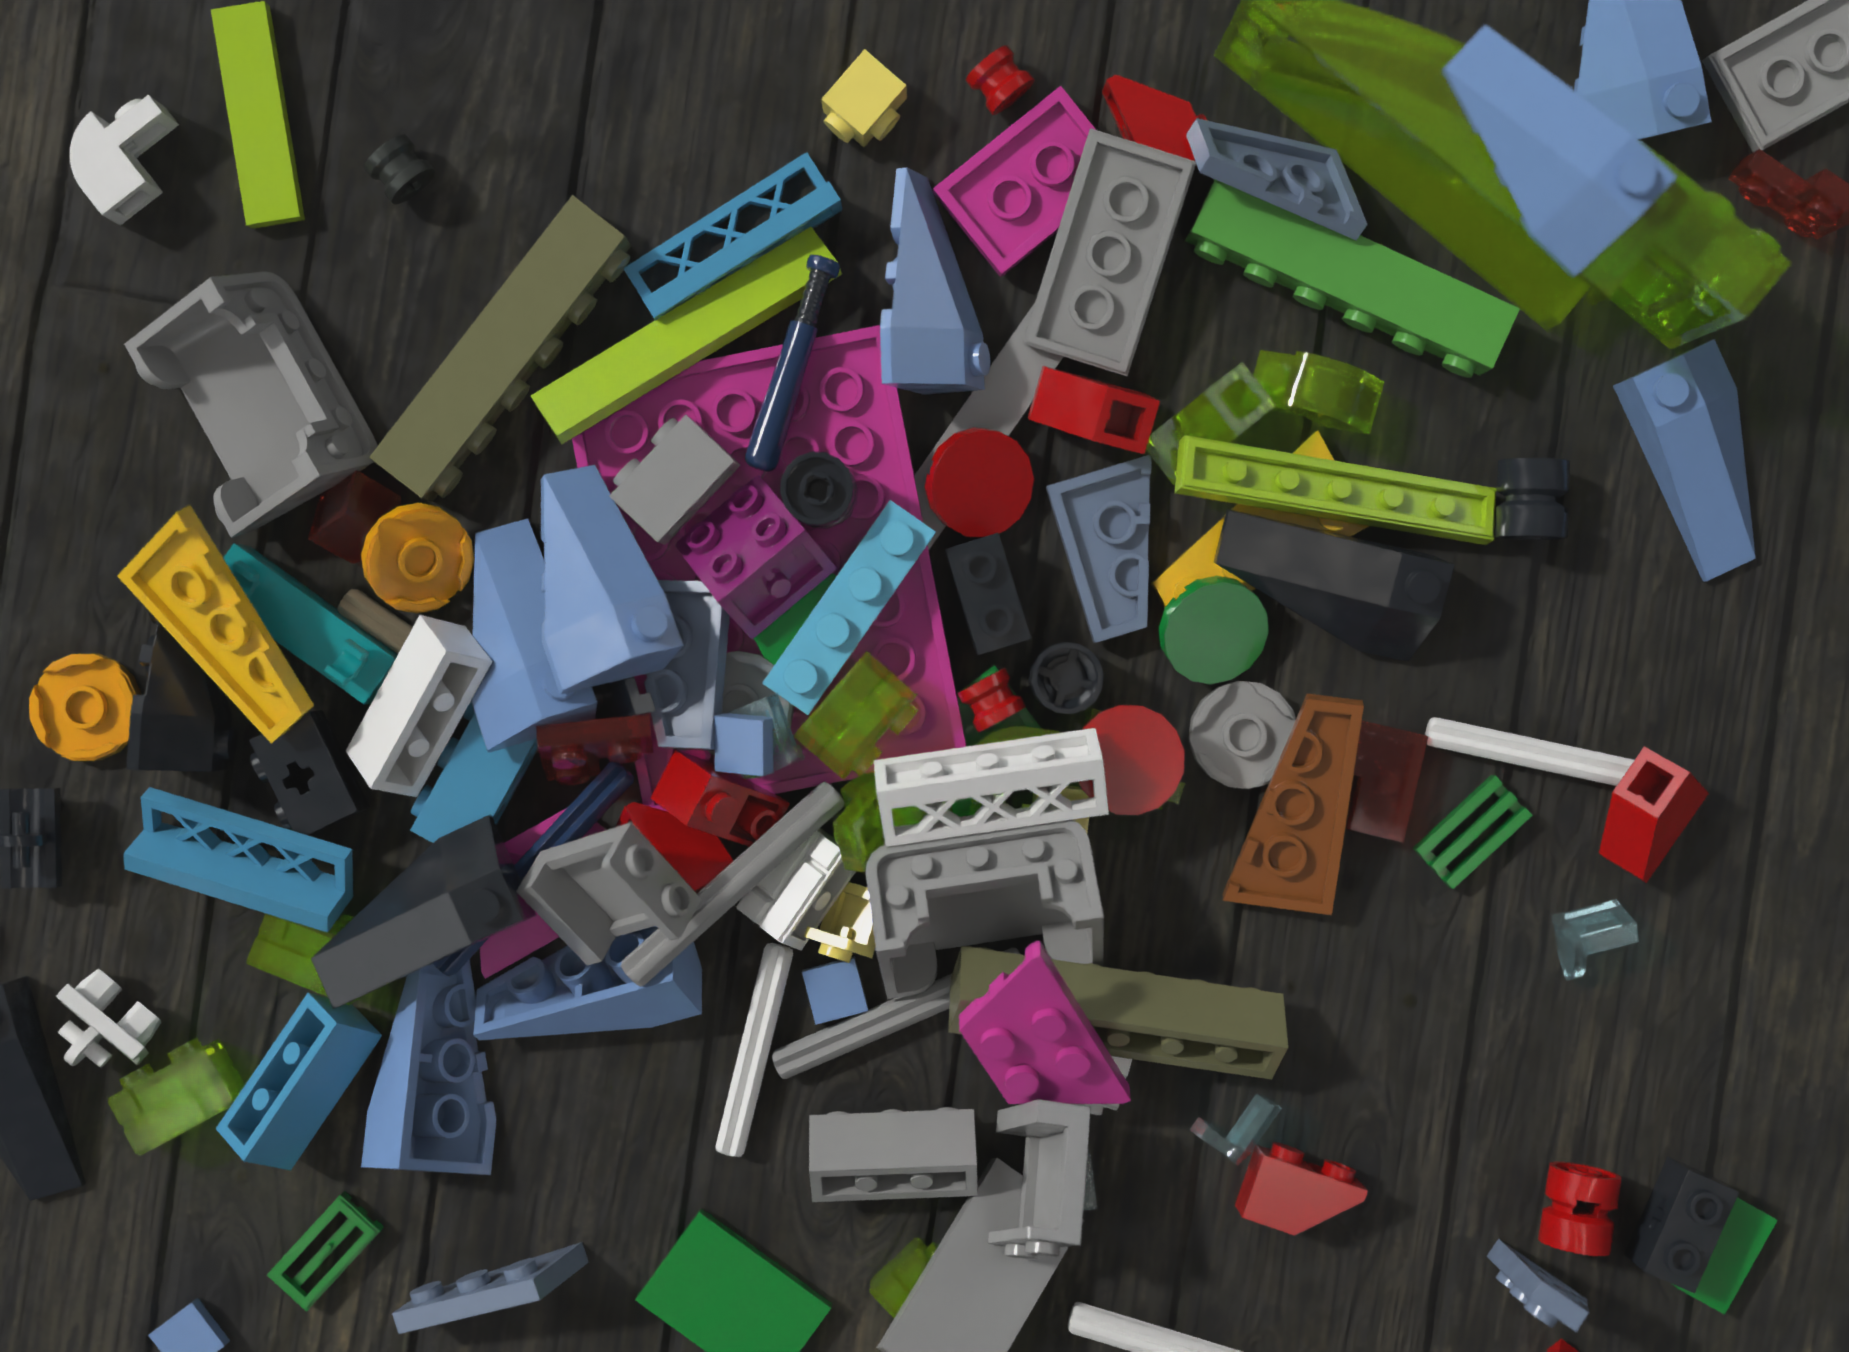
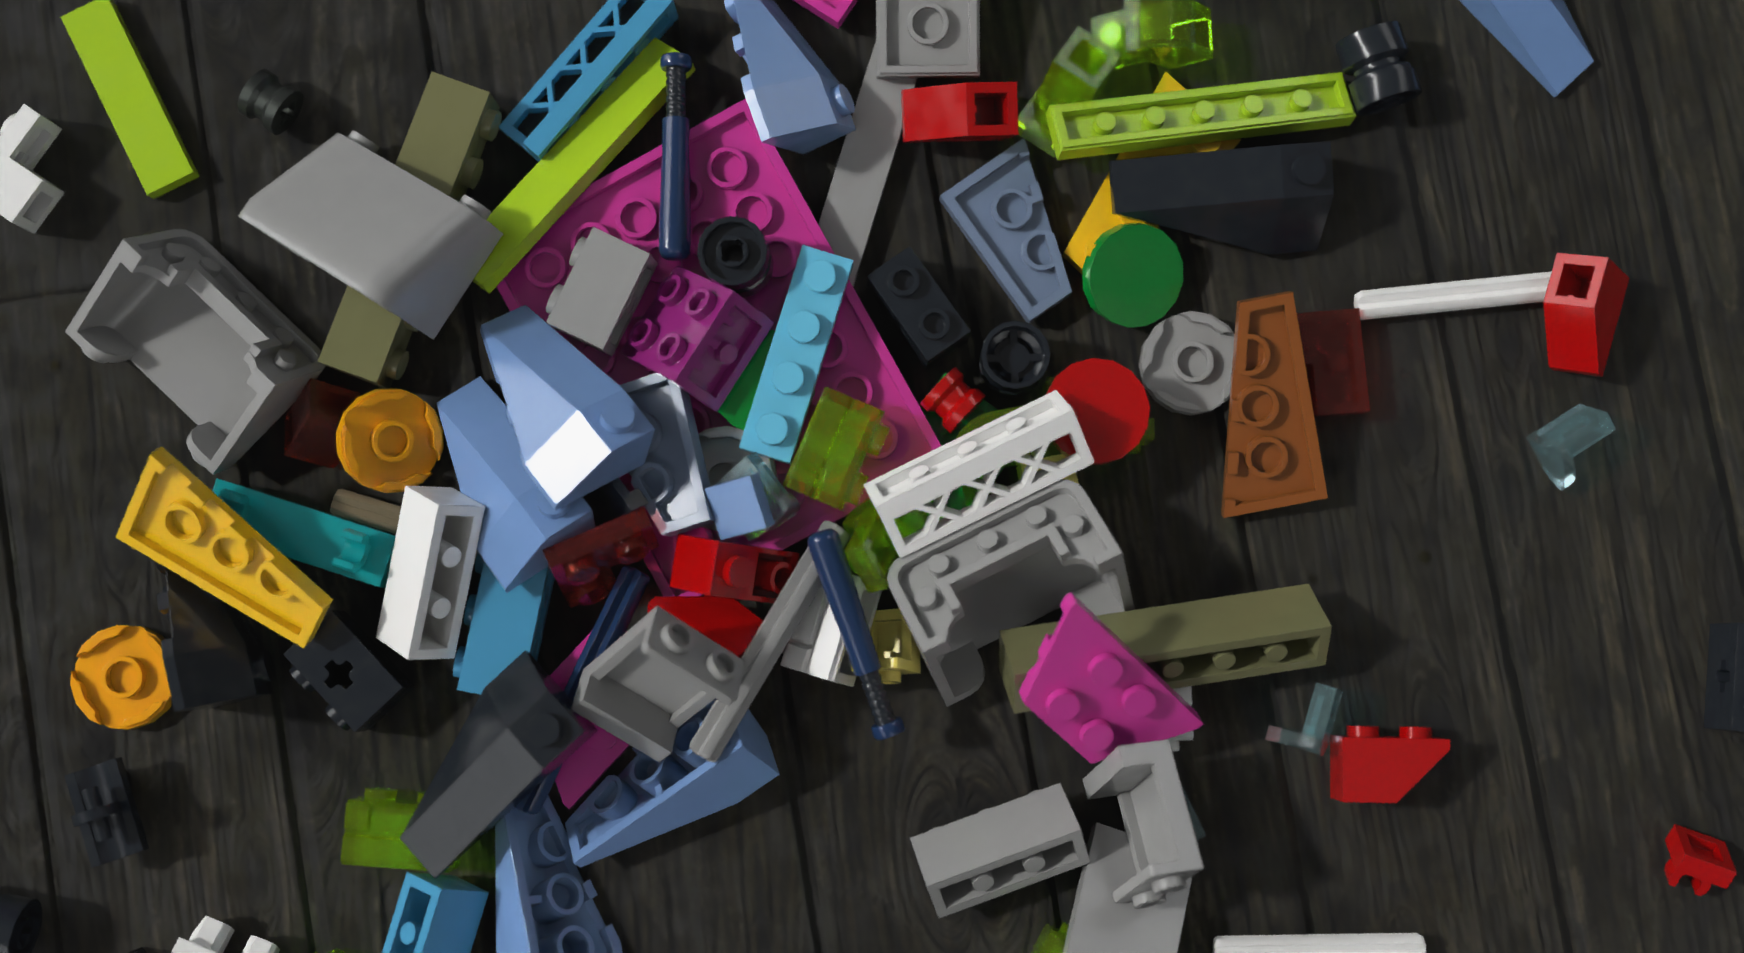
camera: 25 degrees left, 5 degrees down
(241, 870) = (315, 778): dark azure fence -> none
(466, 345) = (377, 229): none -> light grey windscreen
(754, 1050) = (839, 796): white axle -> none
(818, 888) = (851, 621): none -> dark blue piece
(835, 990) = (908, 708): medium blue tile -> none
(863, 1028) = (933, 743): light grey axle -> none
(979, 482) = (878, 210): red tile -> none
(1506, 801) = (1449, 346): green tile -> none
(1538, 1289) = (1639, 776): sand blue wing -> none
(1576, 1227) = (1655, 713): red wheel -> none

